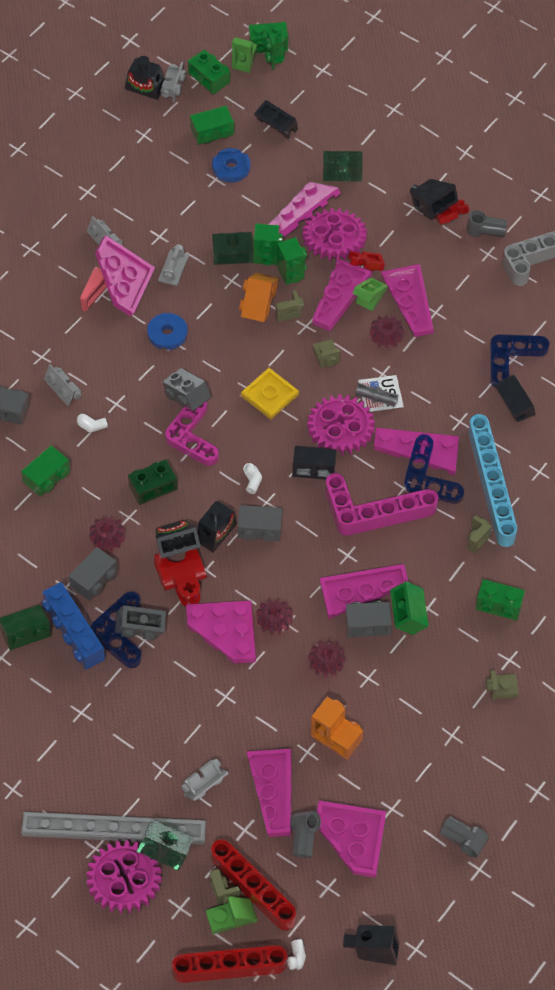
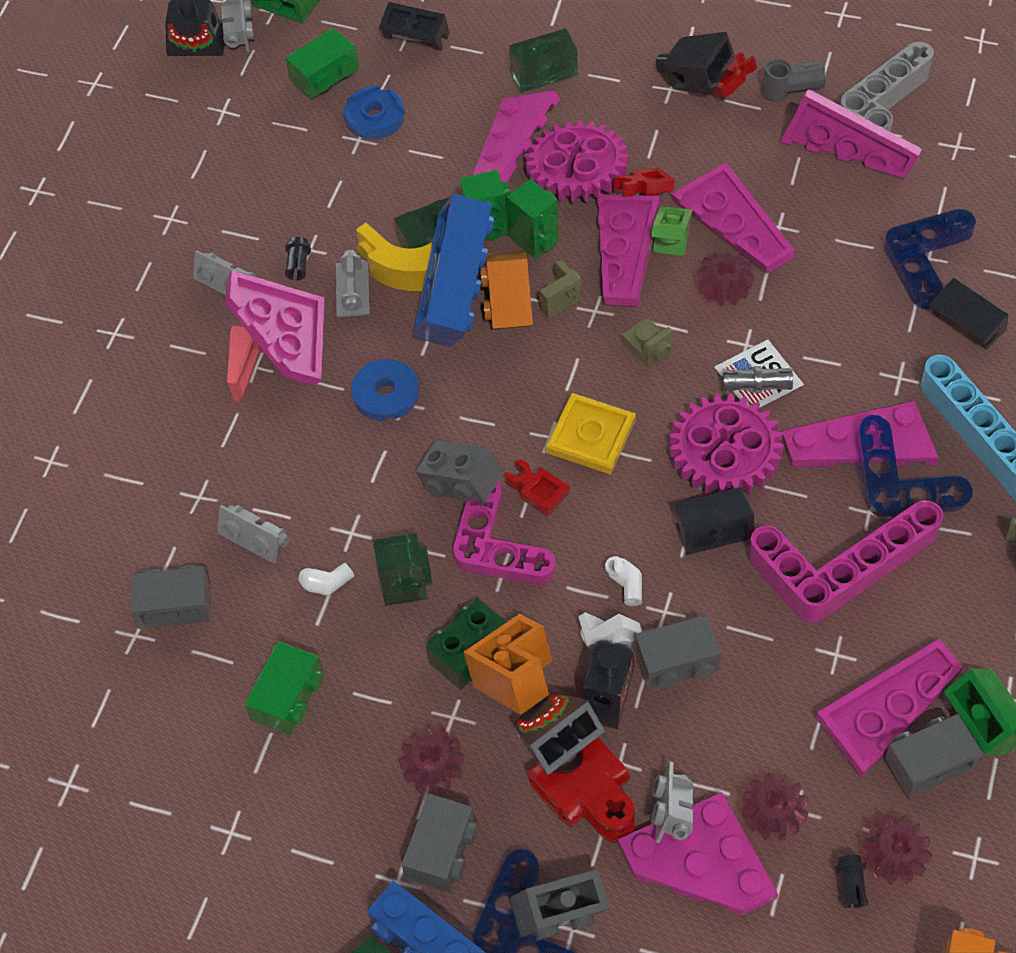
camera: 15 degrees left, 0 degrees up
(132, 430) = (402, 569): none -> clear green brick
(151, 235) = (297, 251): none -> black pin
(168, 497) = (511, 663): none -> orange brick
(214, 268) = (391, 264): none -> yellow arch
(221, 597) = (673, 806): none -> light grey hinge
(227, 277) = (453, 271): none -> blue brick
(227, 414) = (540, 489): none -> red plate
(231, 500) = (617, 630): none -> white bracket
(297, 663) = (852, 881): none -> black pin
(499, 271) = (837, 130): none -> dark pink wing

